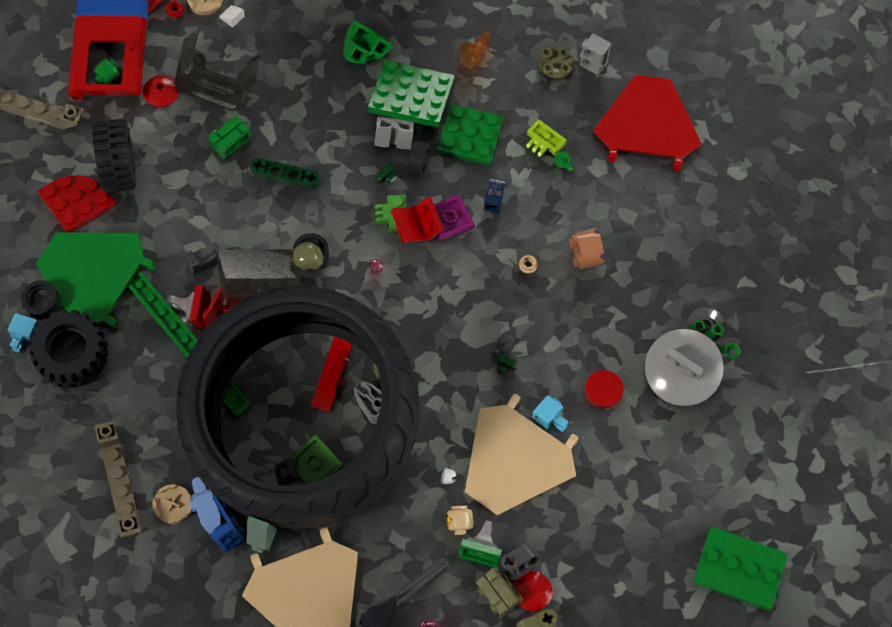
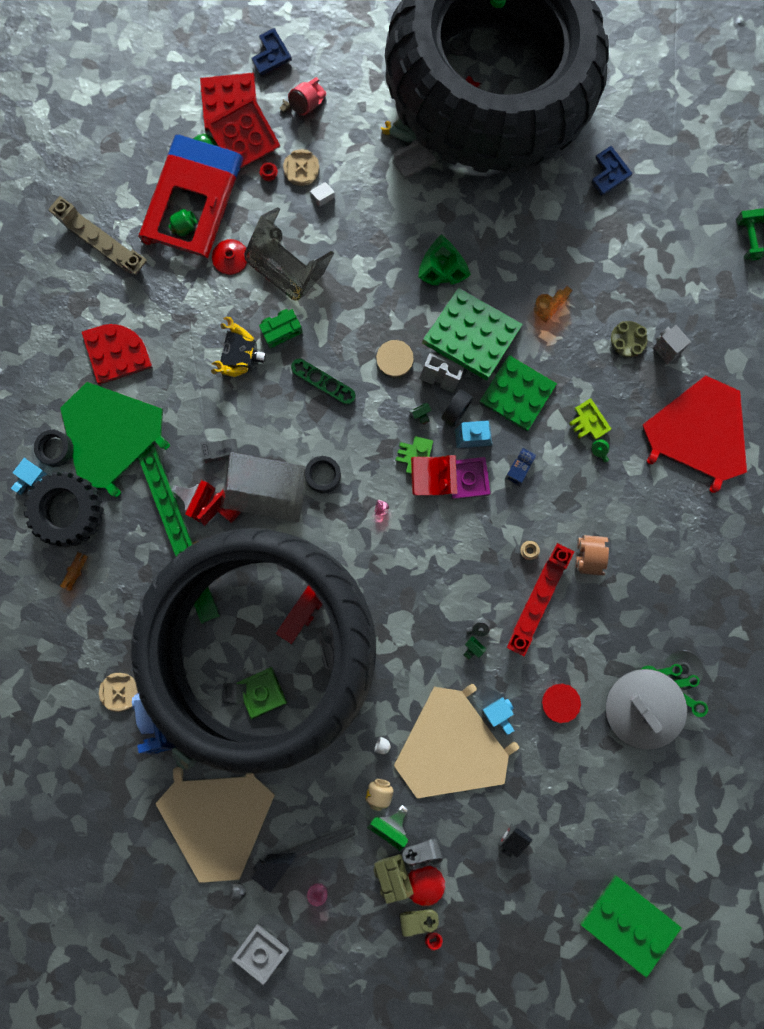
camera: 20 degrees right, 15 degrees up
(94, 405) = (74, 571): none -> clear orange pin
(114, 155) = (159, 322): black tyre -> none
(118, 479) = (76, 657): dark tan slope -> none
(196, 166) = (238, 351): none -> torso
(308, 256) = (316, 482): olive hair -> none
(345, 135) = (394, 358): none -> tan tile
(441, 177) = (473, 434): none -> medium azure torso
(552, 300) = (539, 599): none -> red slope
(603, 520) = (514, 841): none -> black slope

